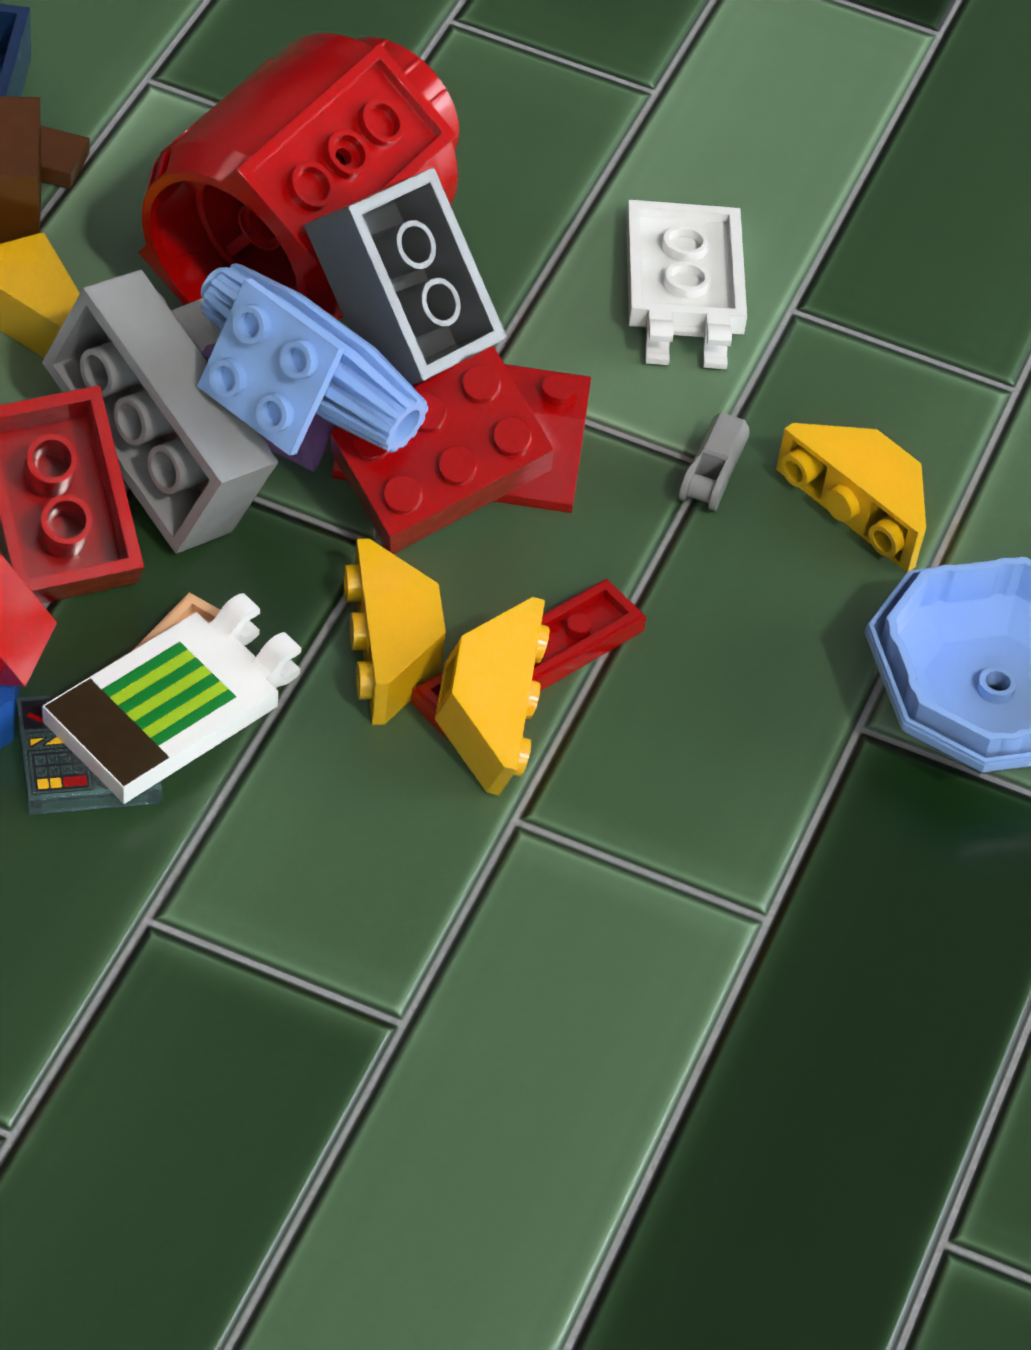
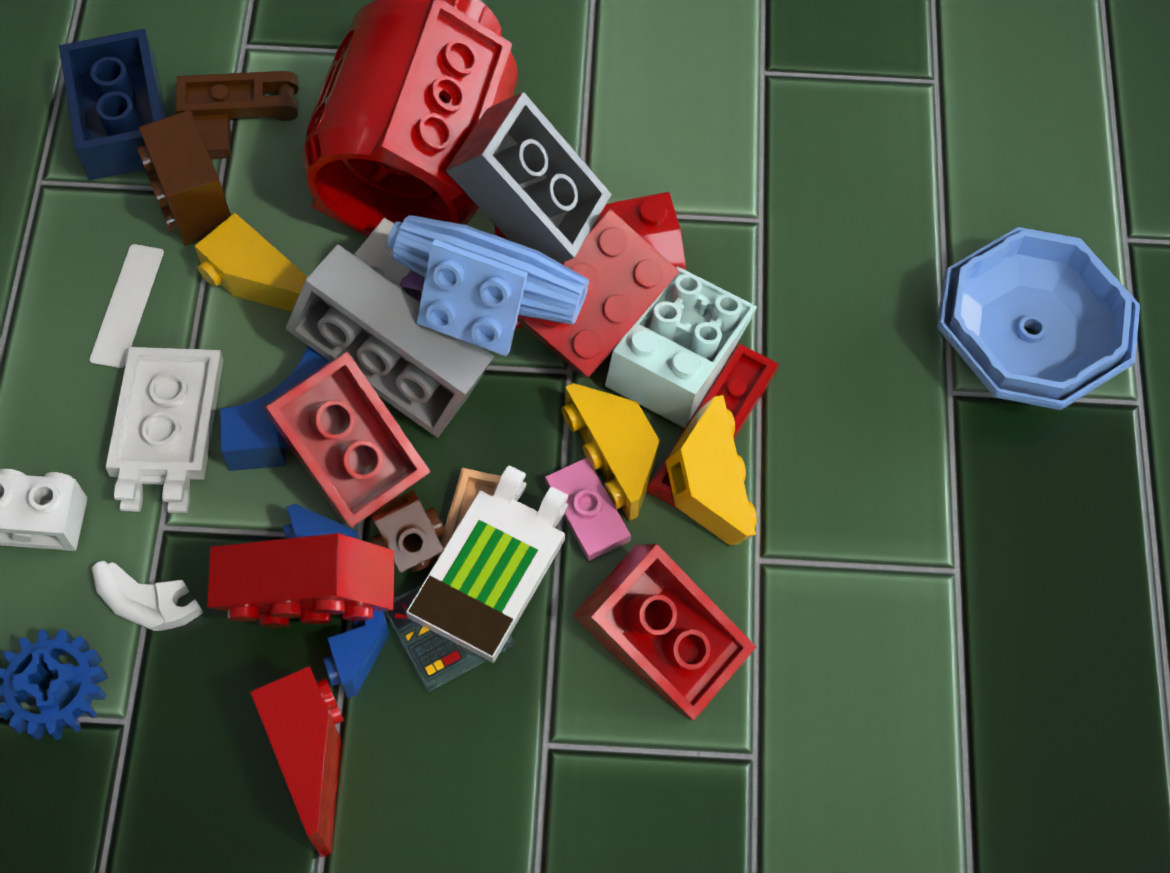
camera: 15 degrees left, 15 degrees up
(81, 603) = (404, 517): none -> brick
(110, 120) = (239, 94): none -> reddish brown plate
(326, 692) = (589, 510): none -> bright pink plate
(354, 839) = (665, 629): none -> red slope
(522, 543) = (679, 347): none -> light aqua slope
(685, 276) = (685, 75): white tile -> none
(715, 460) = (769, 217): light grey bar -> none
(860, 482) = (879, 202): yellow slope -> none

